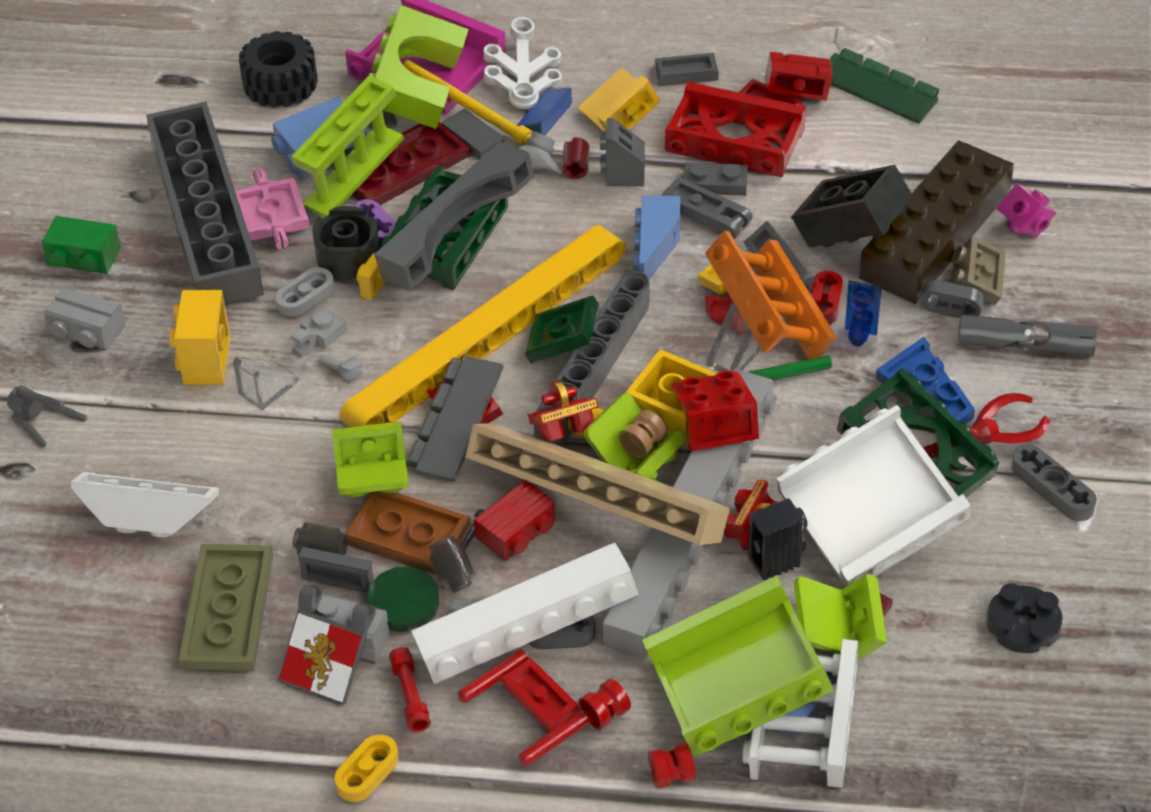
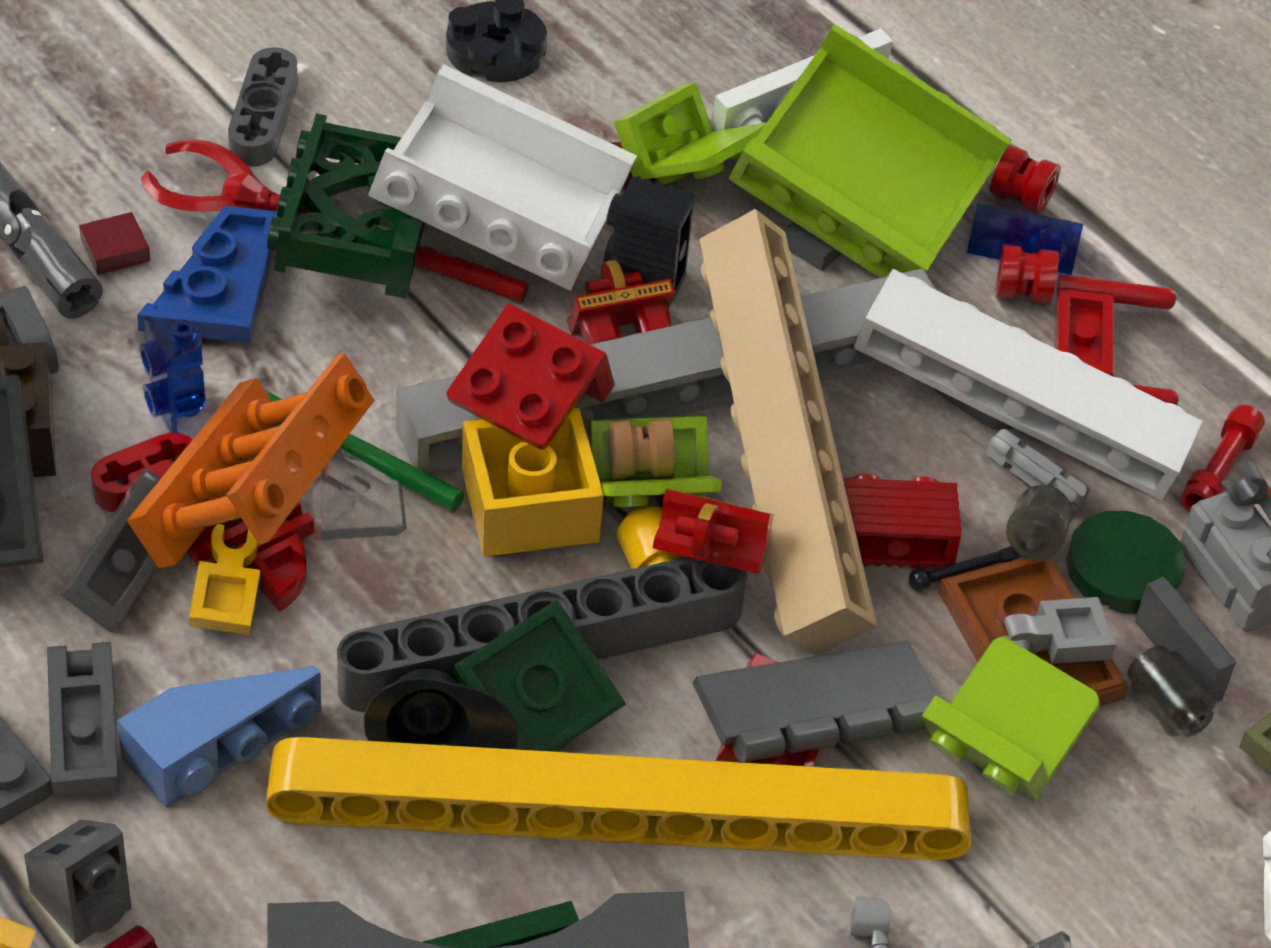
camera: 140 degrees left, 0 degrees up
(387, 518) = (1065, 627): none -> light grey plate
(590, 284) = (437, 710): none -> black piece
(621, 741) = (1031, 231): none -> clear blue hinge
(994, 369) = (114, 243): none -> dark red tile

